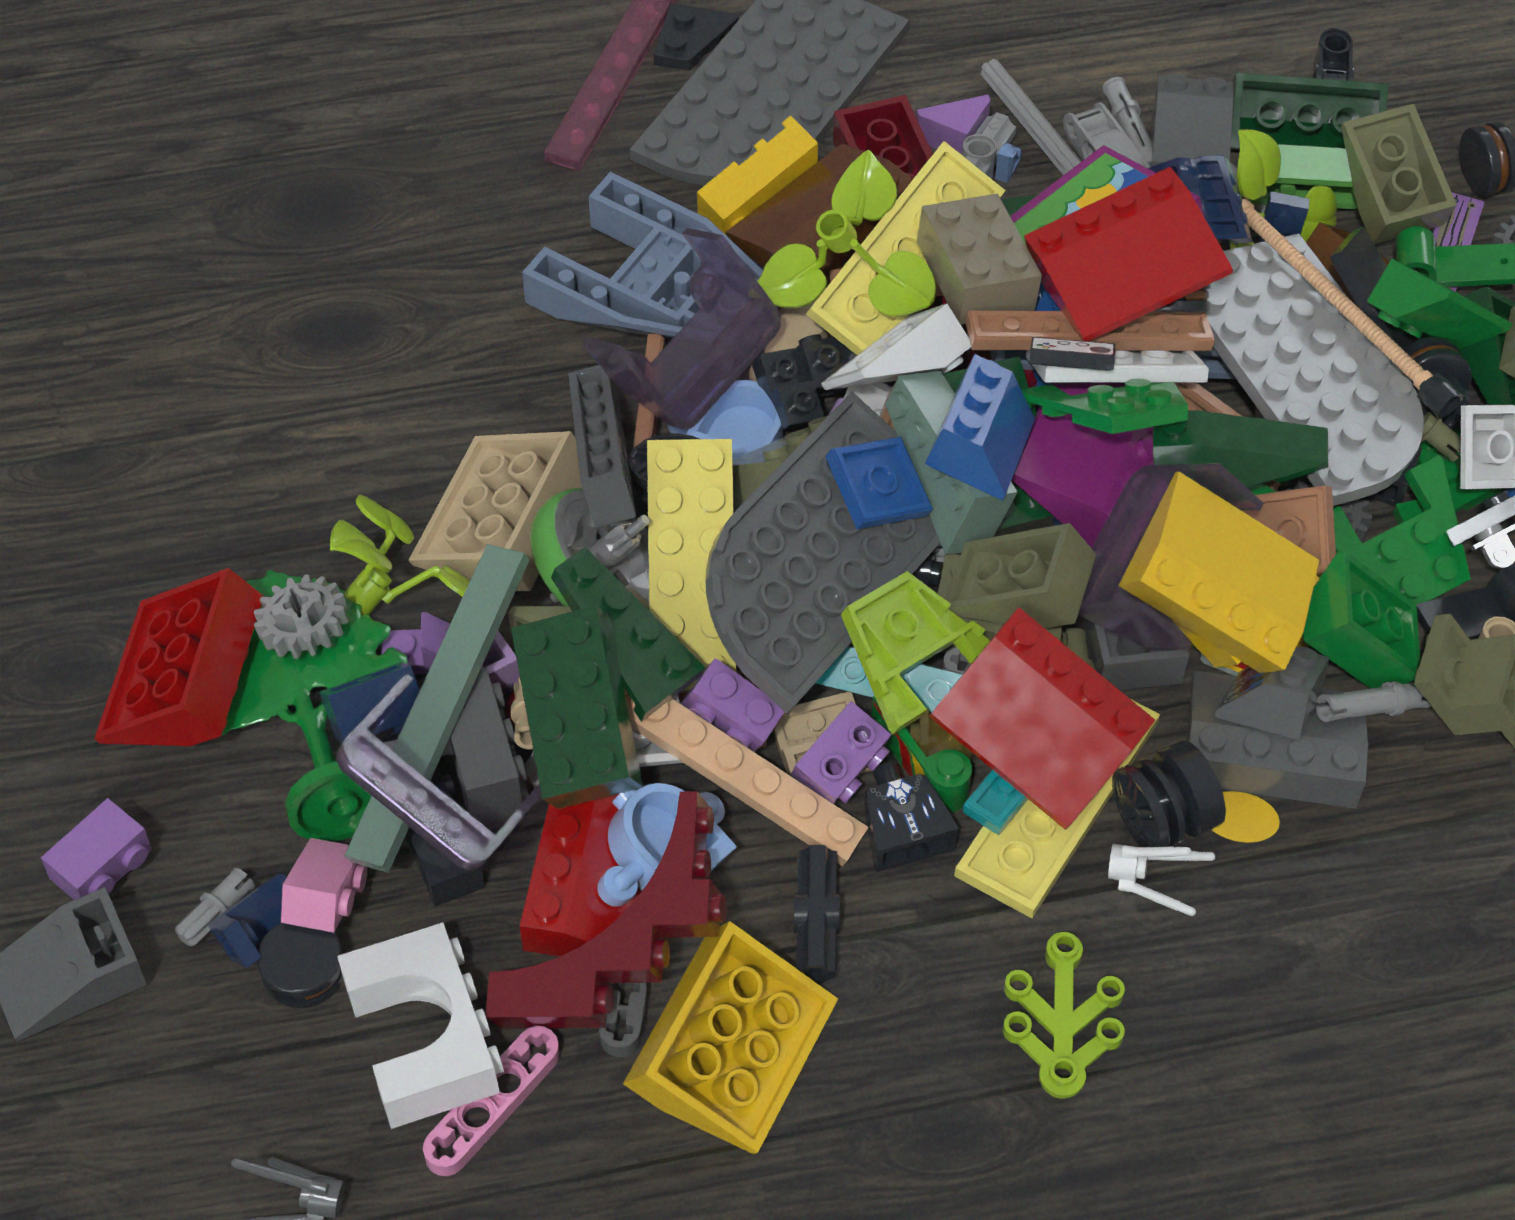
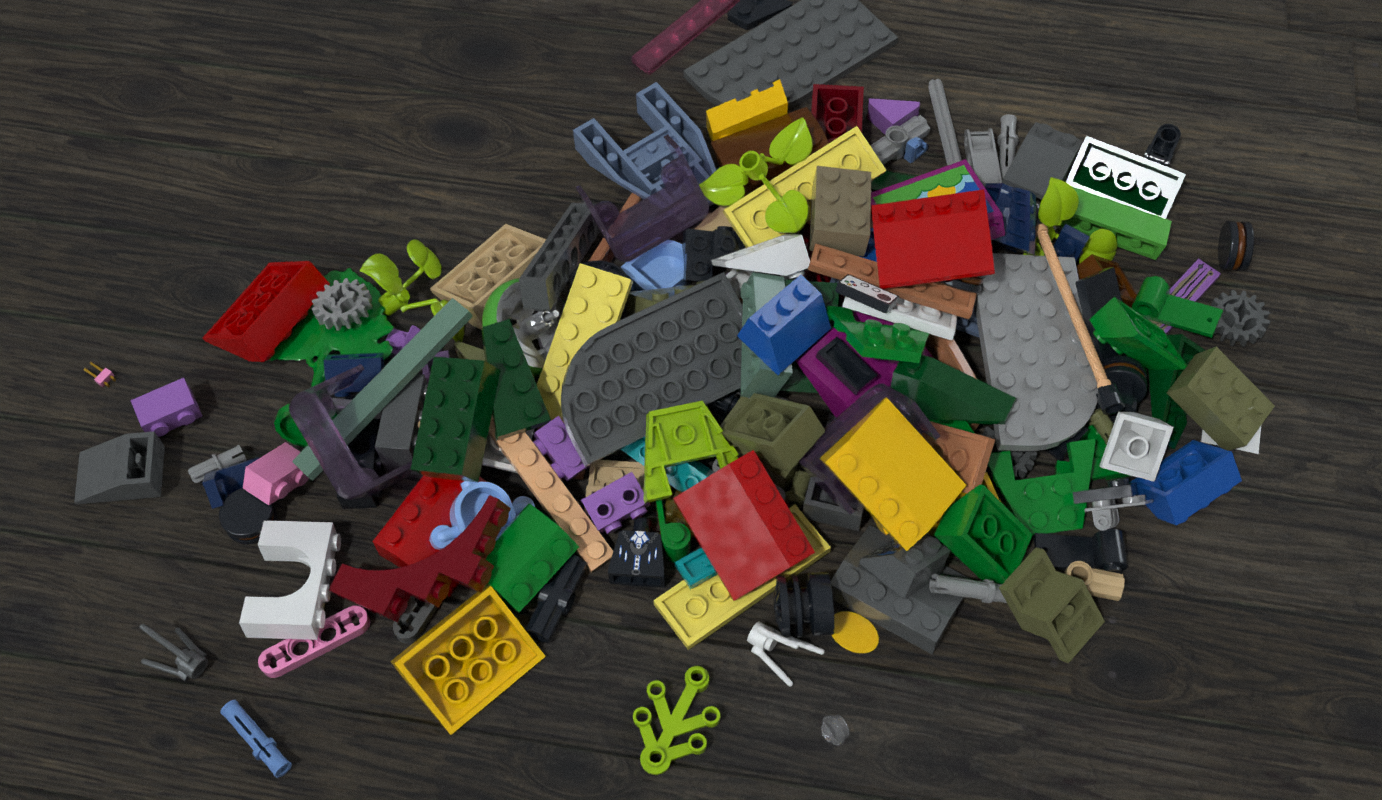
camera: 25 degrees right, 5 degrees up
(760, 864) = (527, 556): none -> green slope
(878, 482) = (713, 337): blue tile -> none
(1081, 461) = (846, 366): none -> black tile
(1283, 946) = (834, 729): none -> clear plate
(1395, 173) = (1159, 236): olive slope -> none

